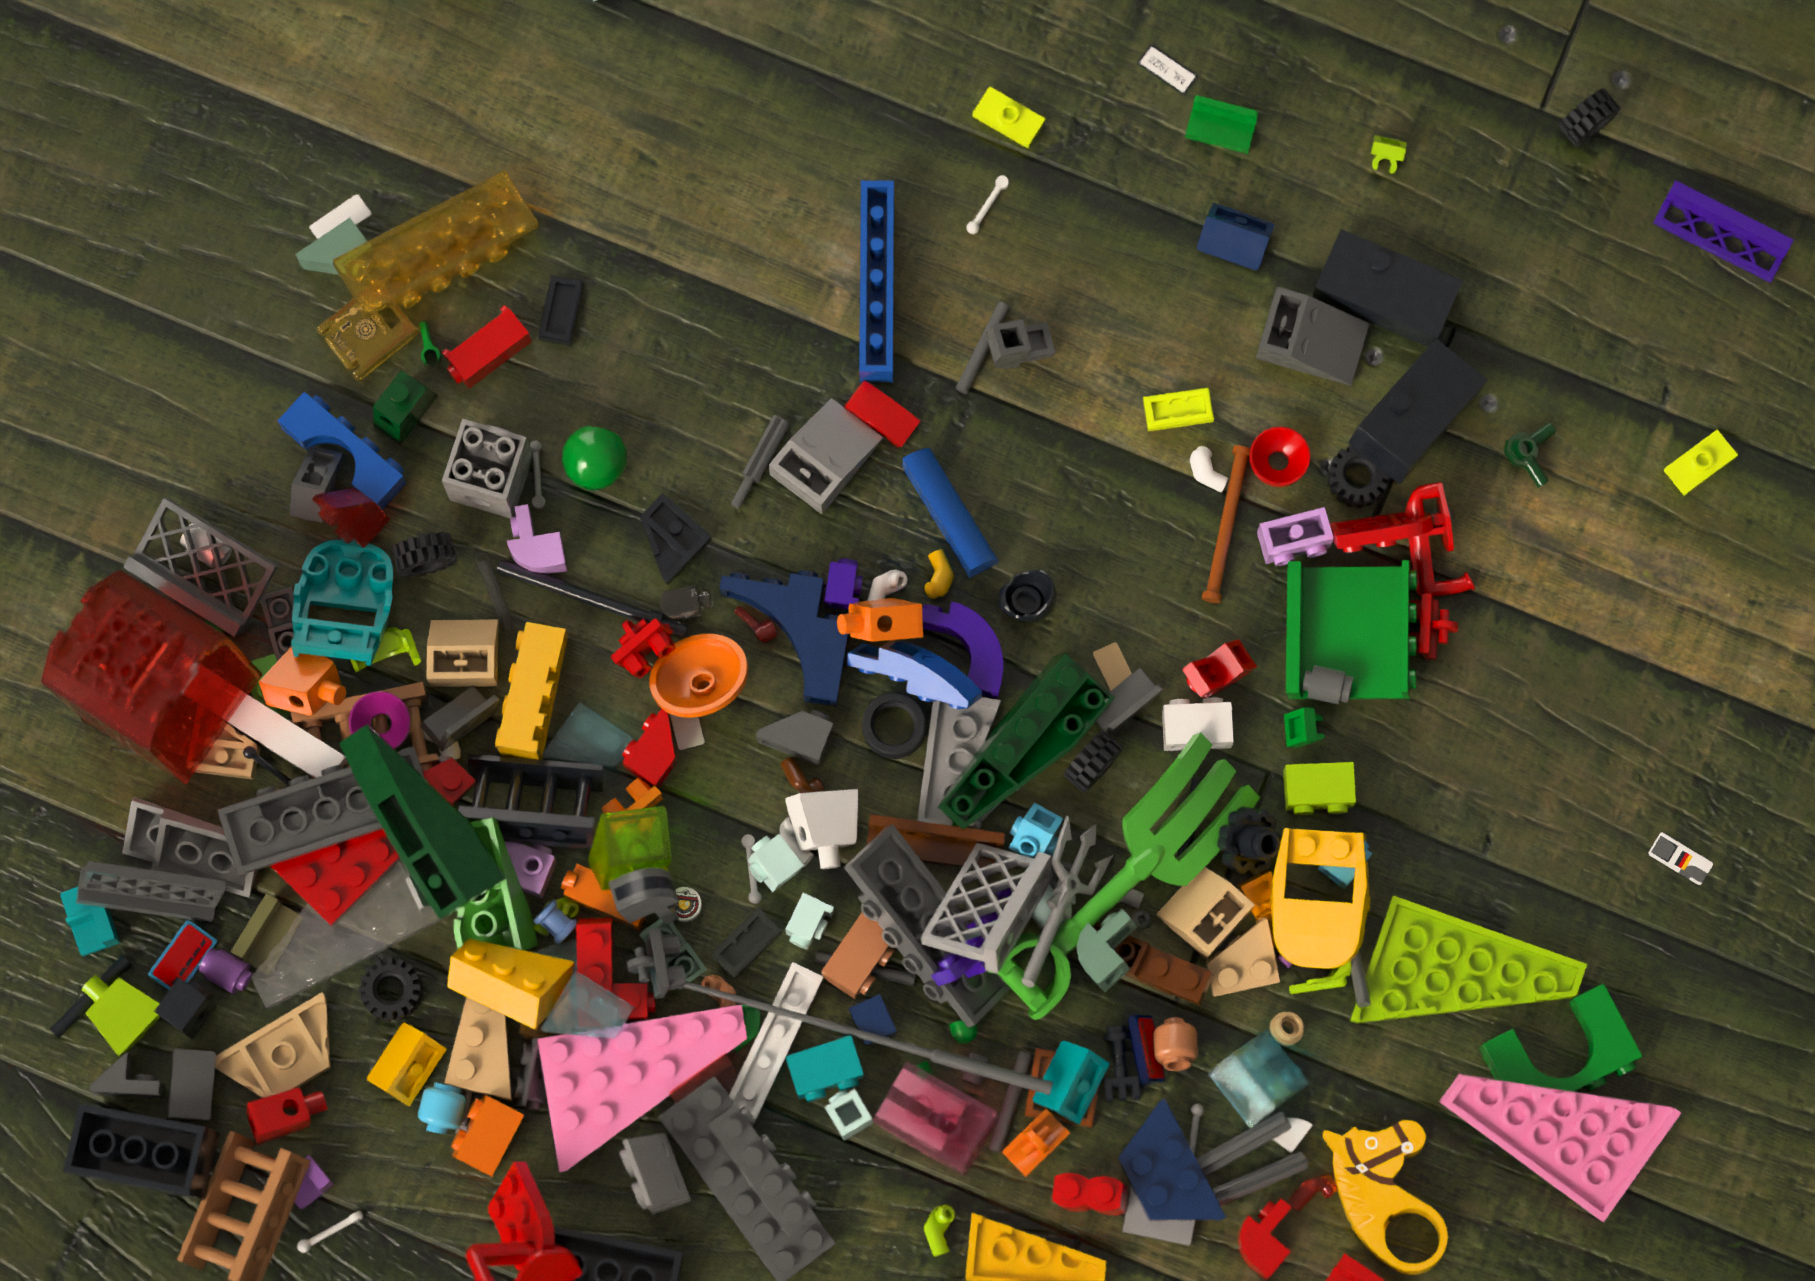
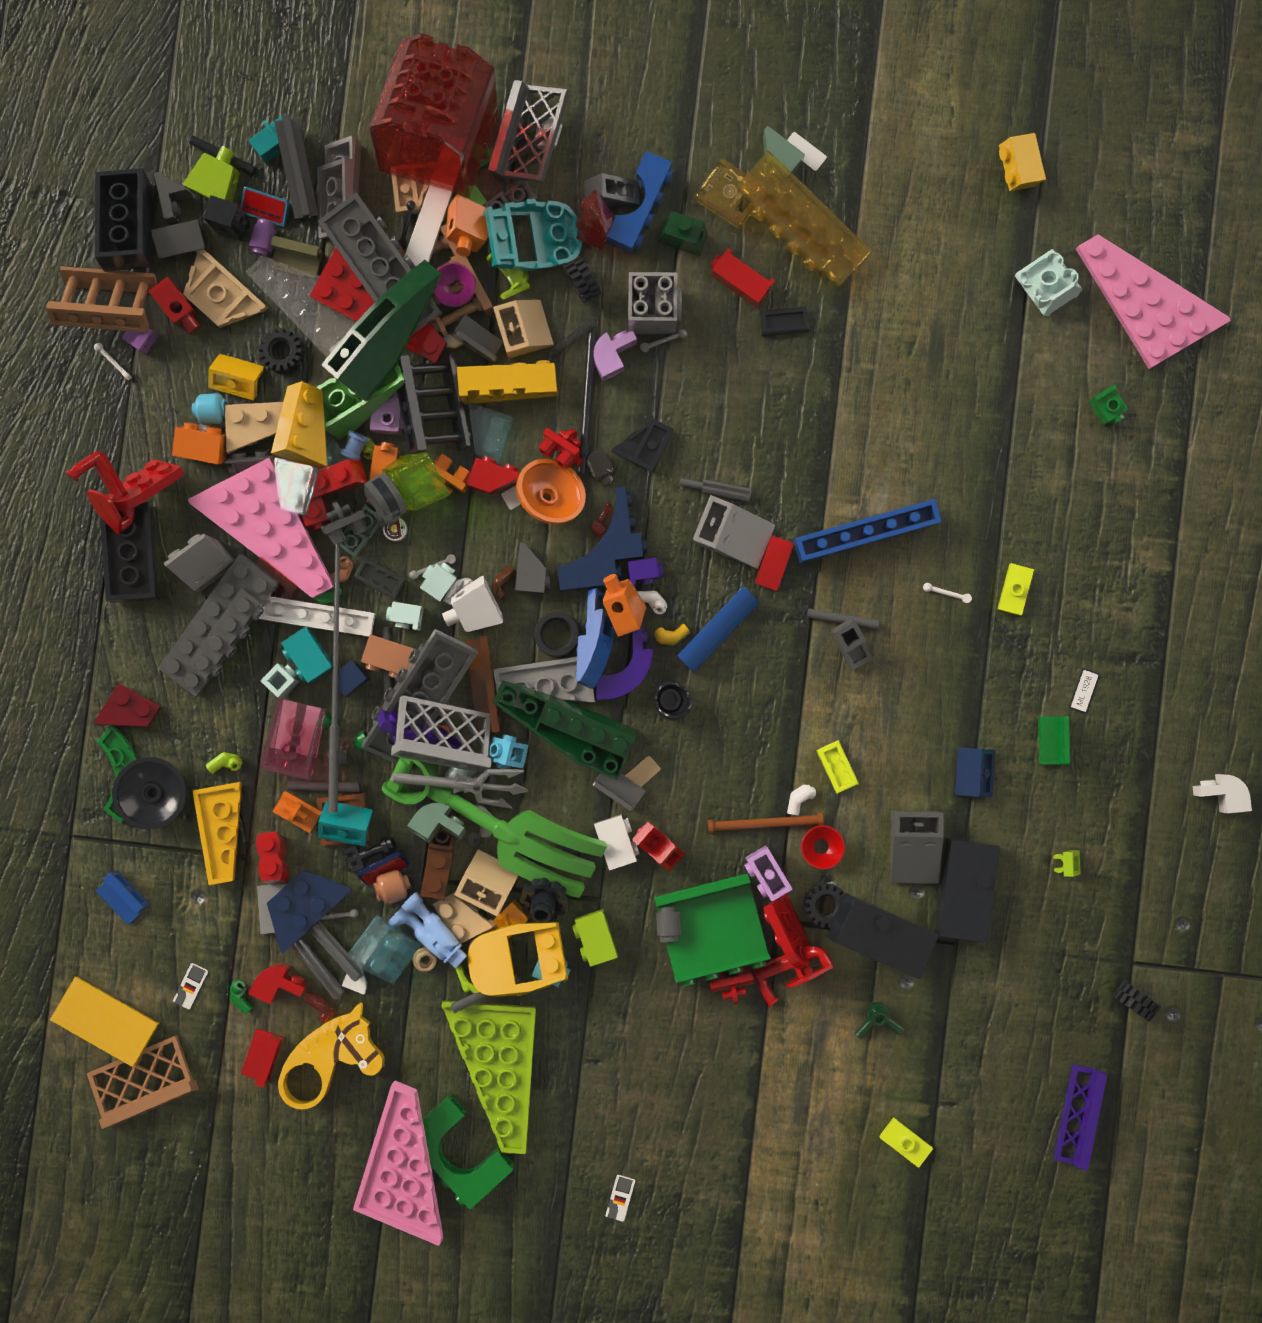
camera: 80 degrees right, 10 degrees up
(427, 343) = (732, 238): green hand -> none
(594, 457) = (683, 374): green helmet -> none
(1093, 761) = (568, 777): black tyre -> none
(1257, 1004) = (431, 932): none -> light blue piece
(1301, 727) = (634, 914): green tile -> none

